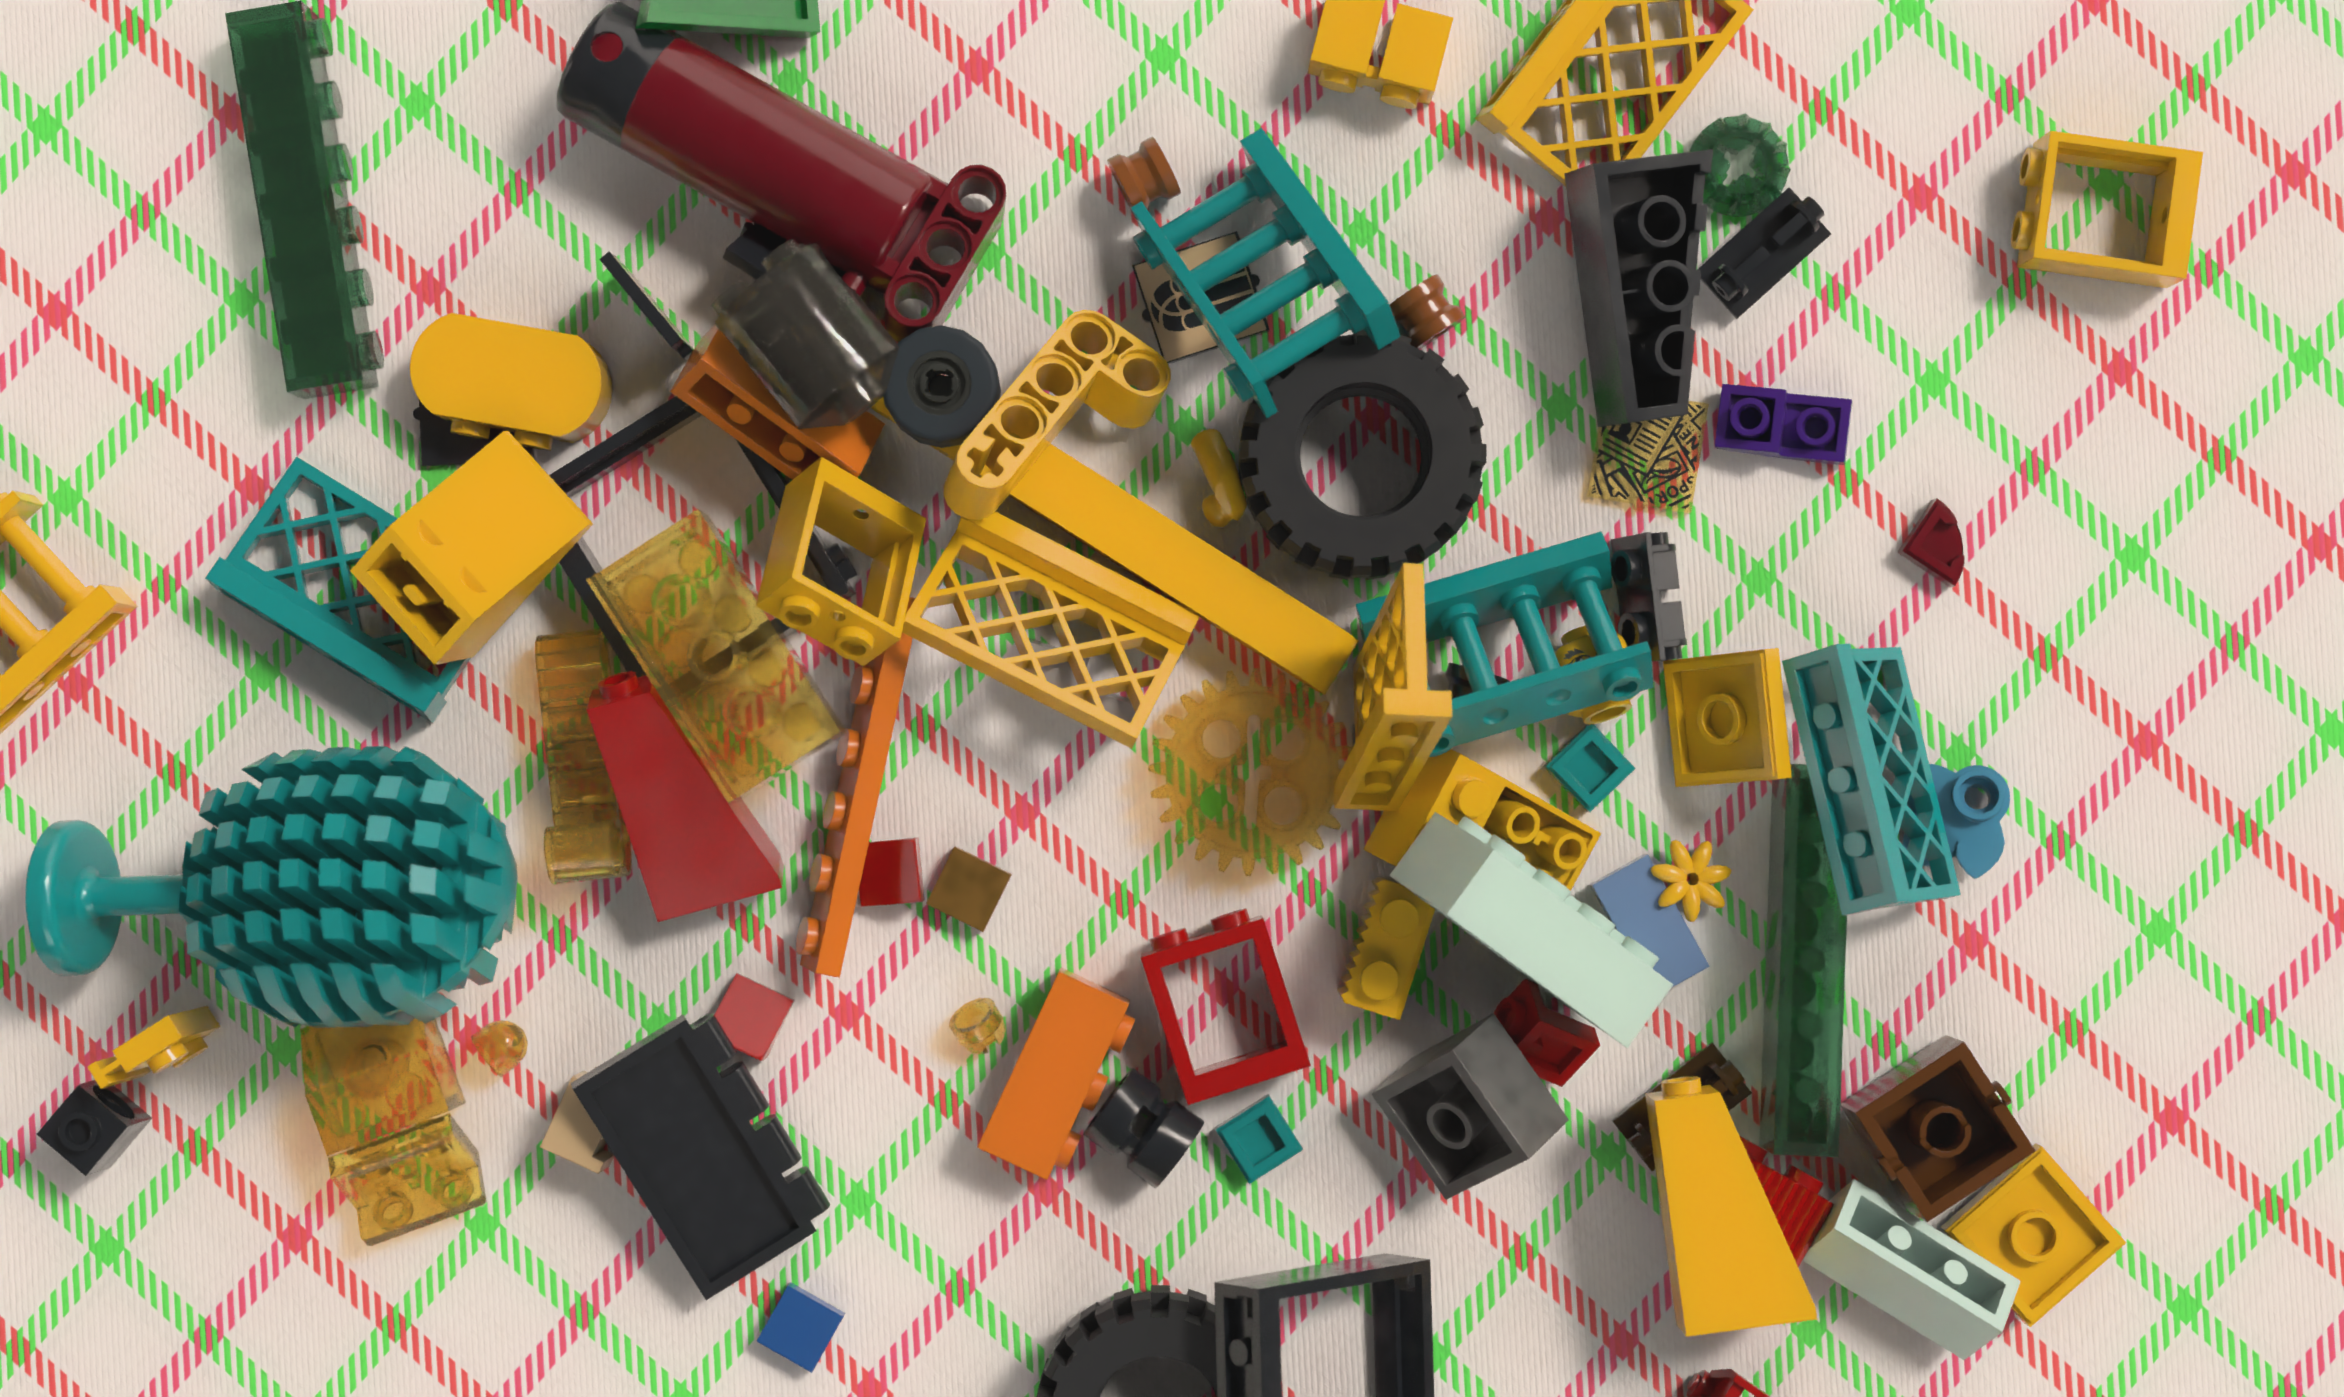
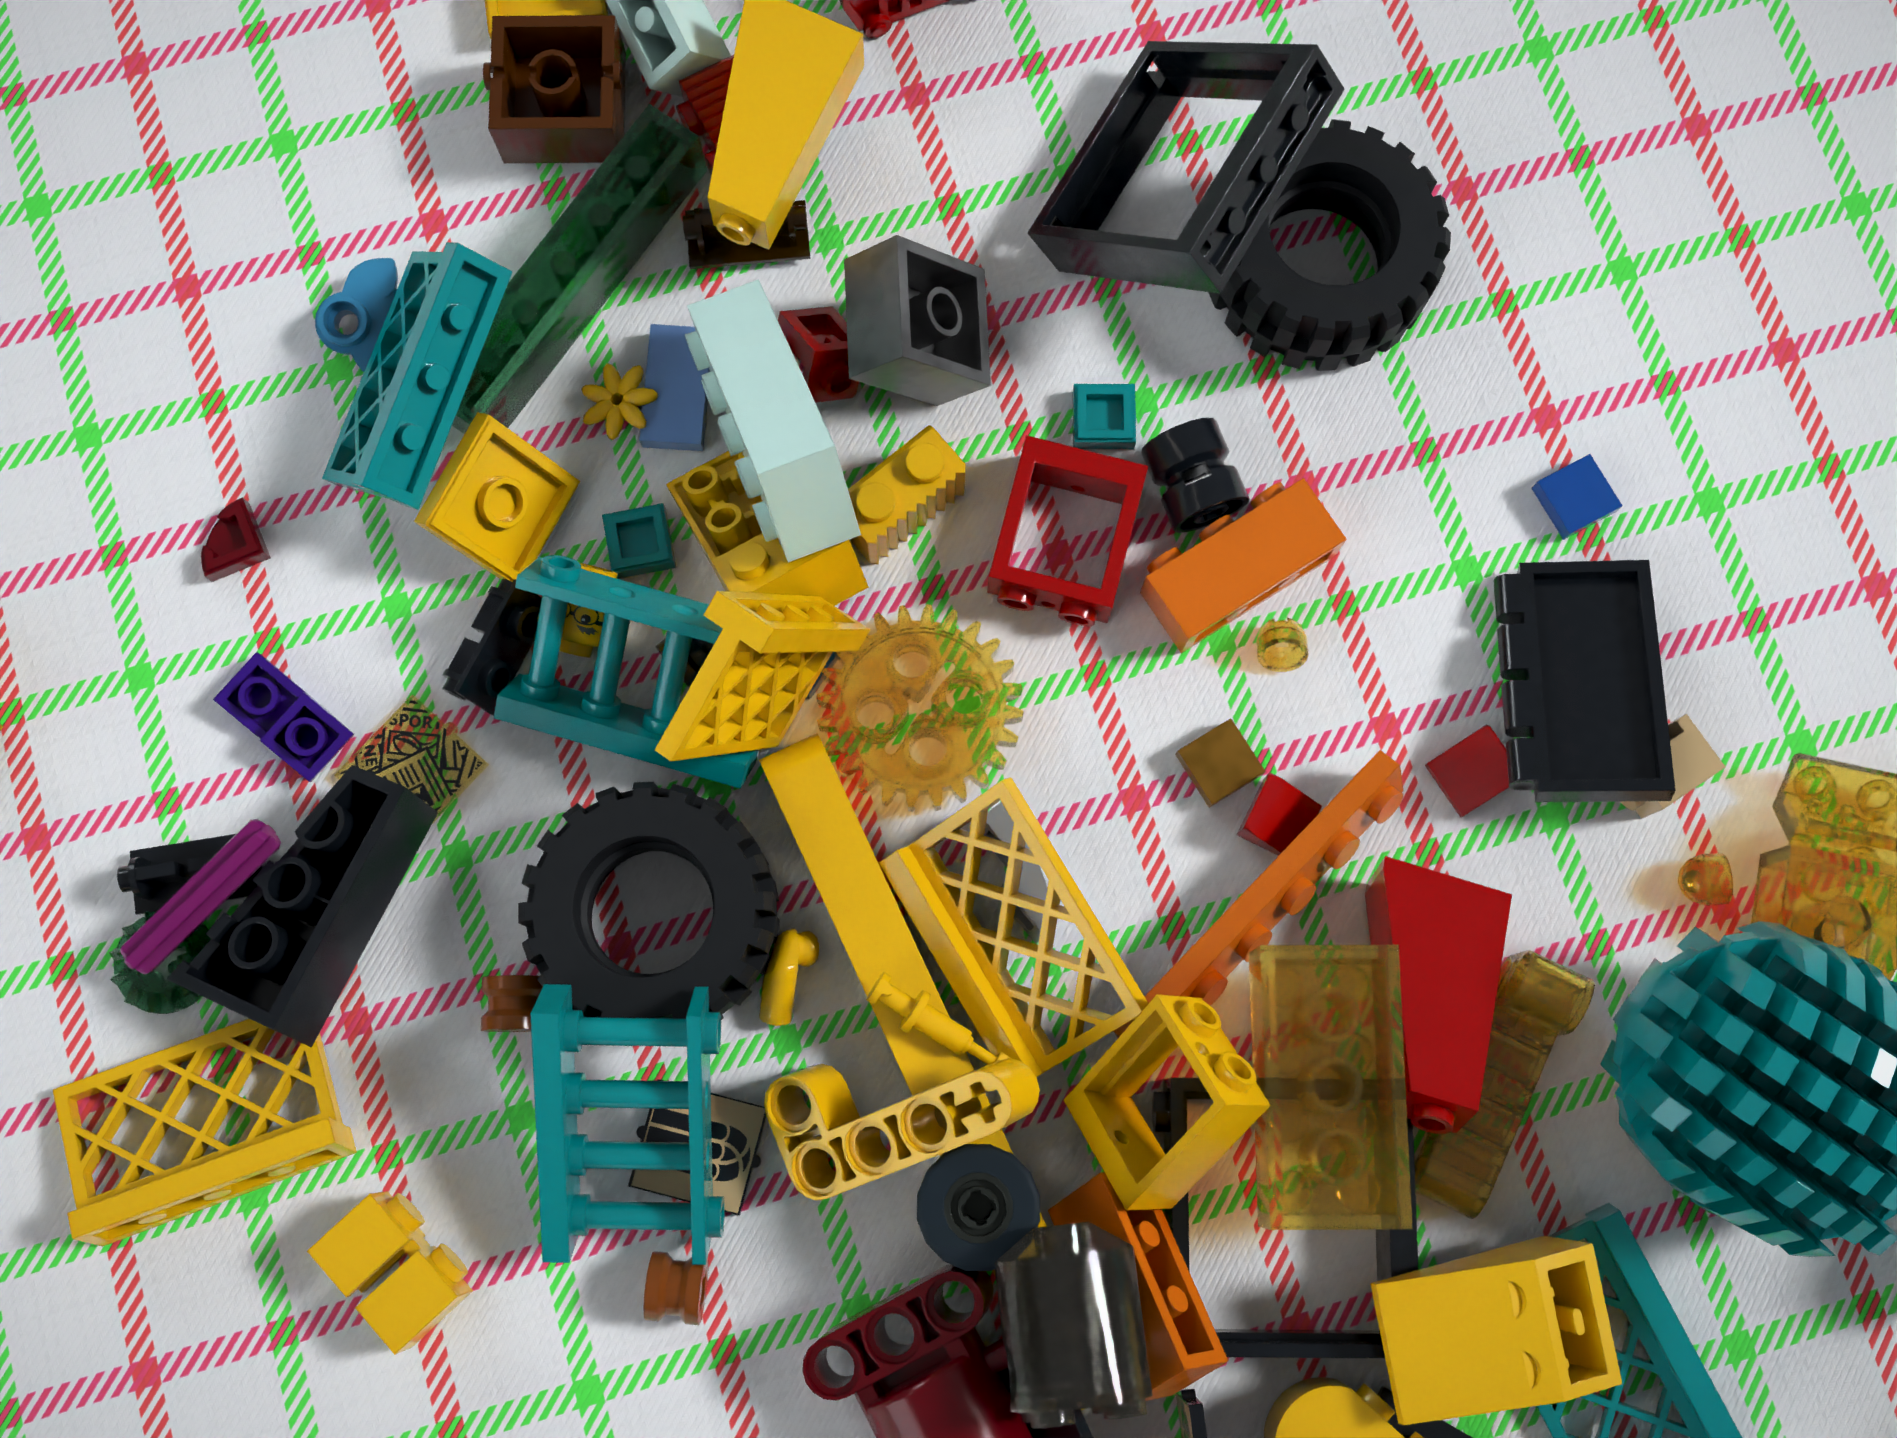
camera: 150 degrees left, 10 degrees down
(1073, 510) = (929, 1020): none -> yellow piece
(1735, 231) = (200, 896): none -> magenta axle

